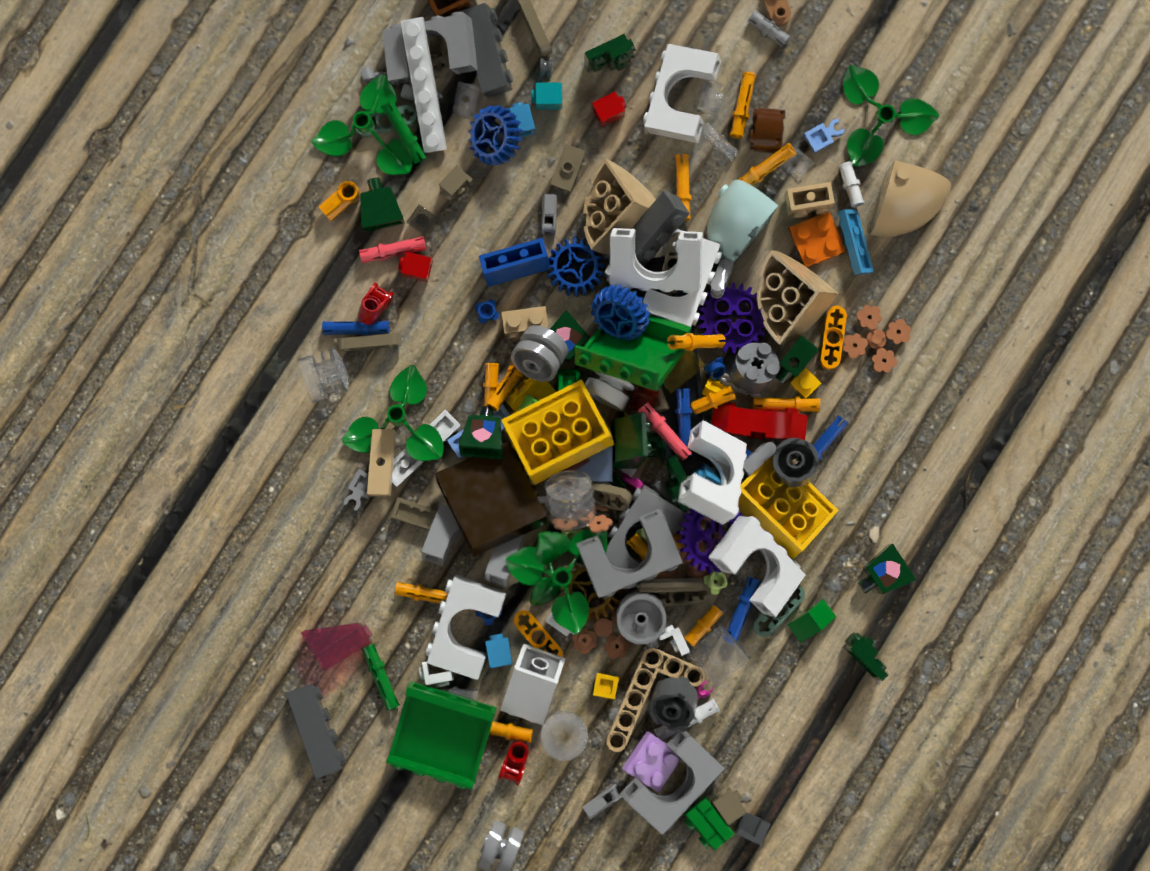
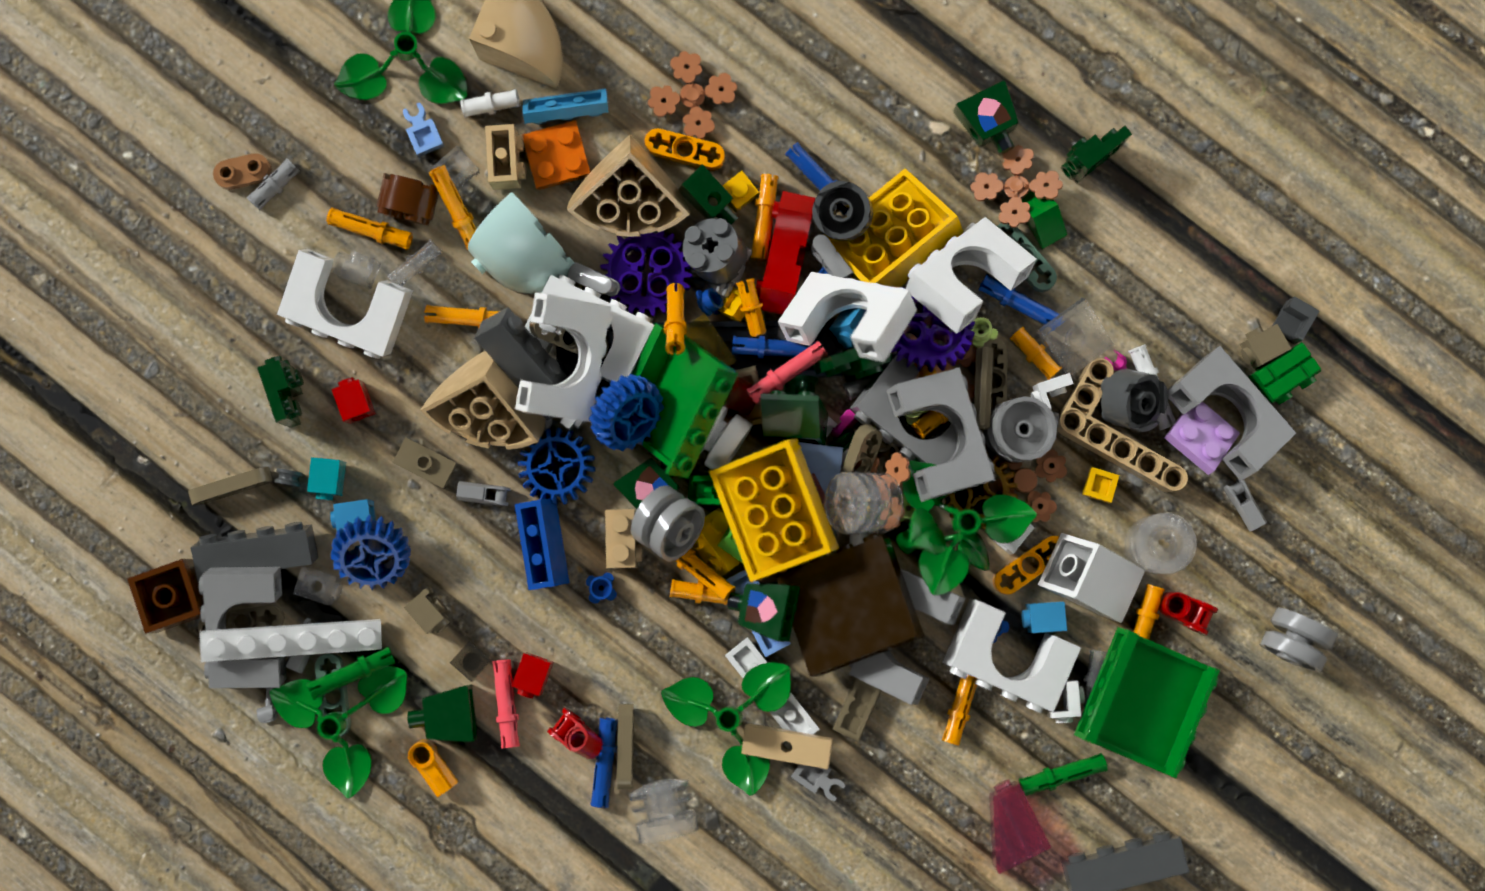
camera: 80 degrees left, 0 degrees up
(832, 598) = (1016, 186): none -> nougat plant

